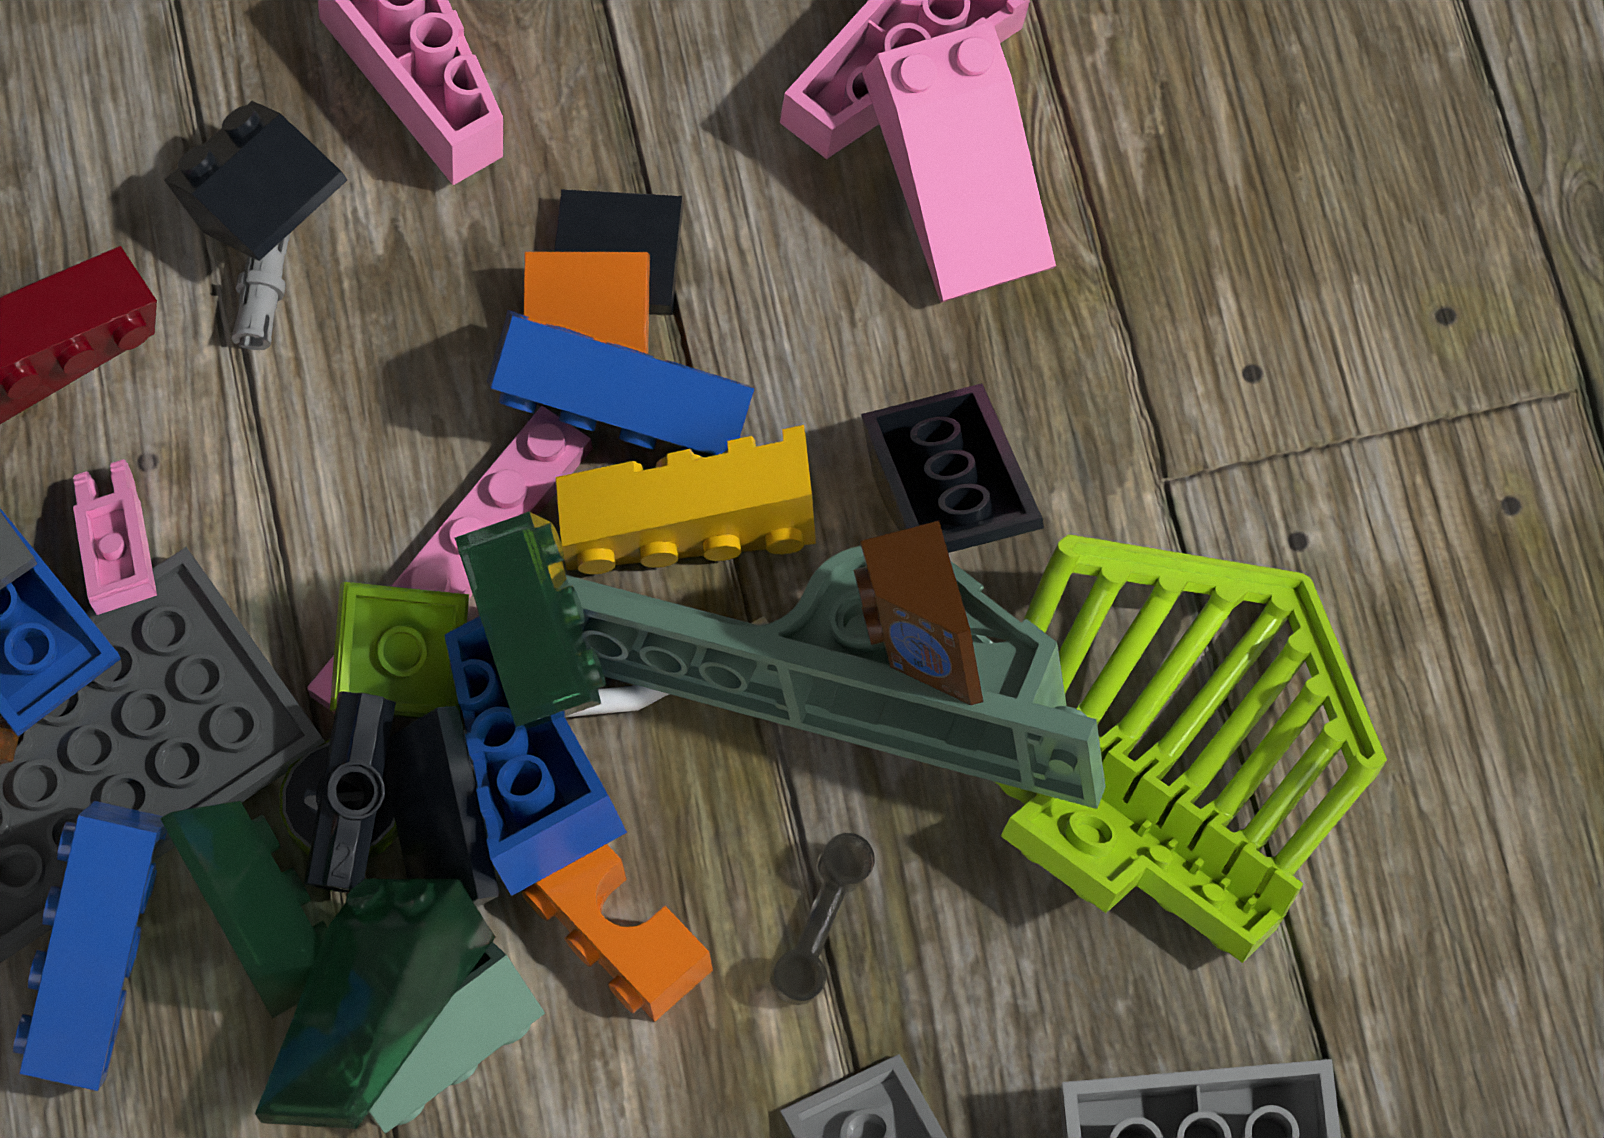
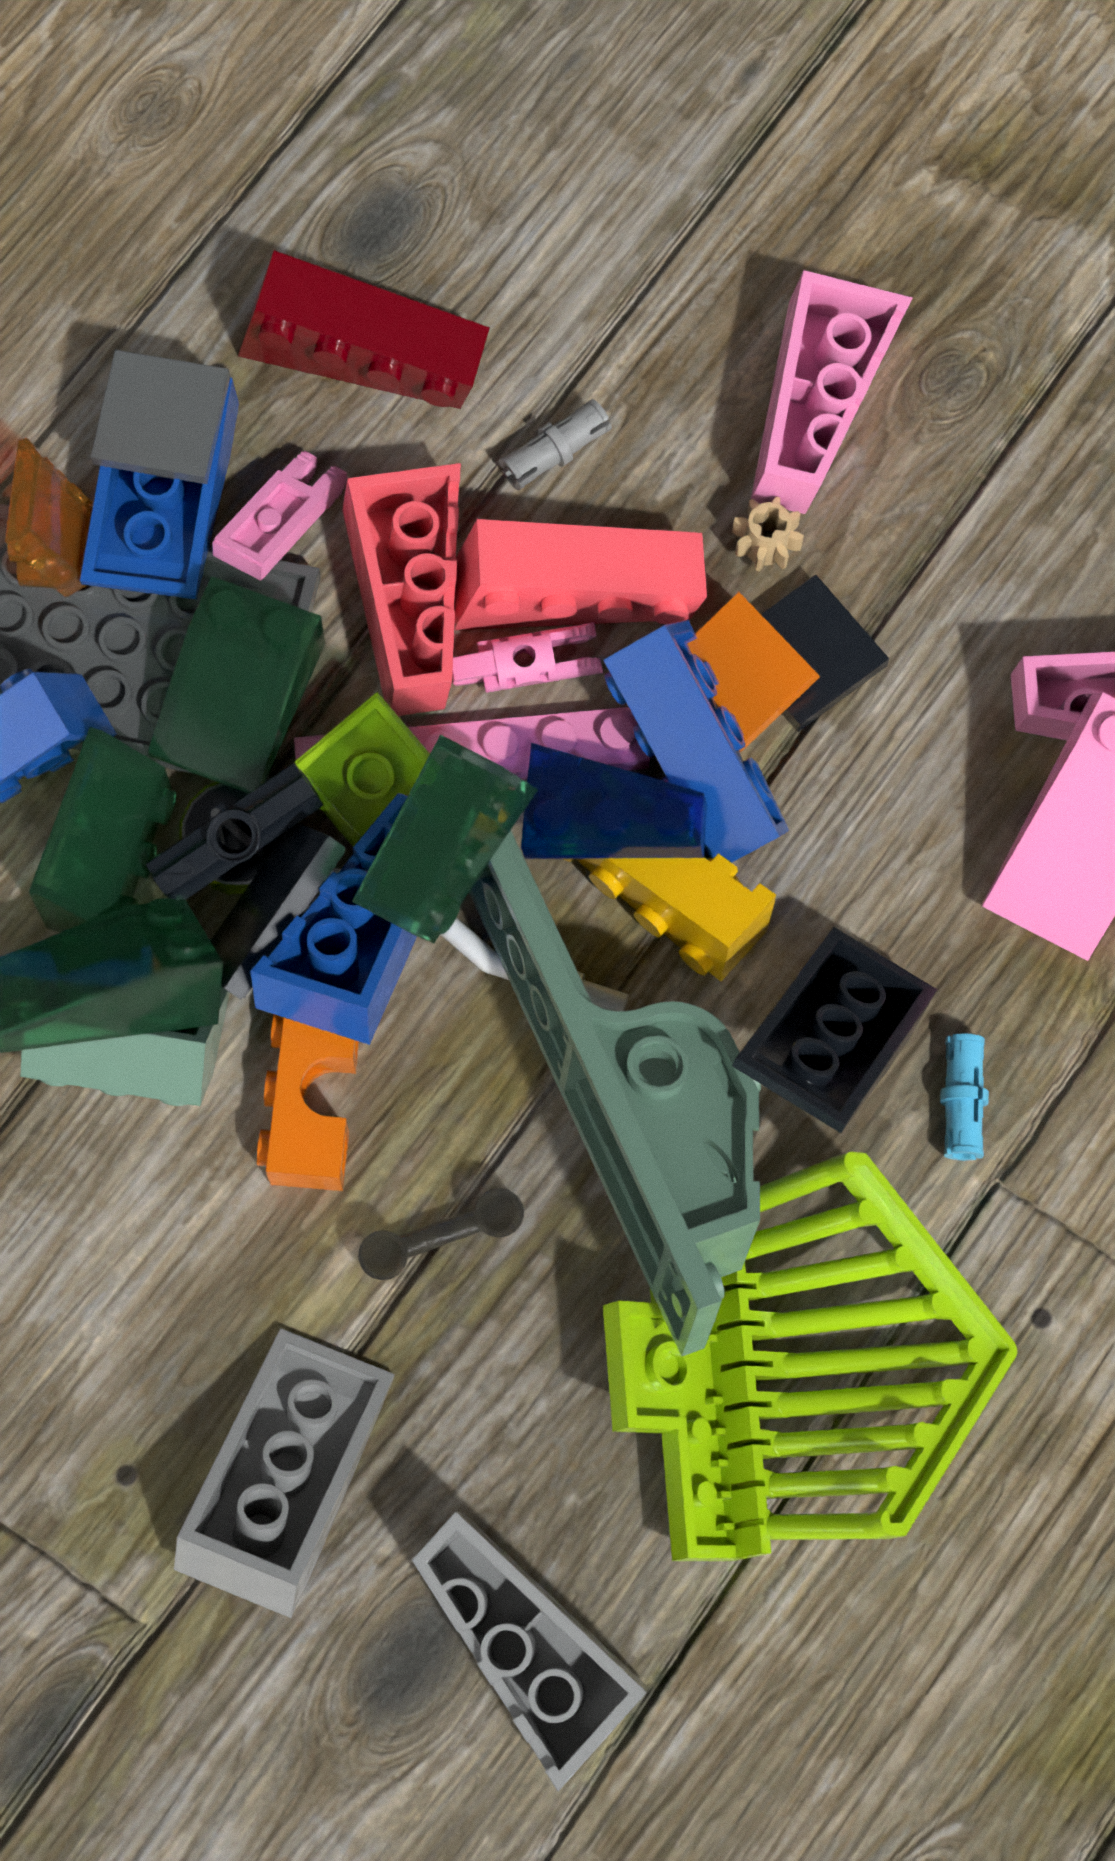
camera: 40 degrees right, 5 degrees up
(227, 687) = (236, 685): none -> clear green slope
(254, 180) = (620, 368): black slope -> none
(265, 486) = (406, 570): none -> coral wedge
(386, 363) = (575, 575): none -> coral wedge
(405, 484) = (498, 671): none -> bright pink hinge
(492, 210) = (773, 518): none -> tan gear
(616, 491) = (607, 812): none -> clear blue wing
(918, 611) = (684, 1100): reddish brown slope -> none
(1078, 444) = (964, 1097): none -> medium azure pin

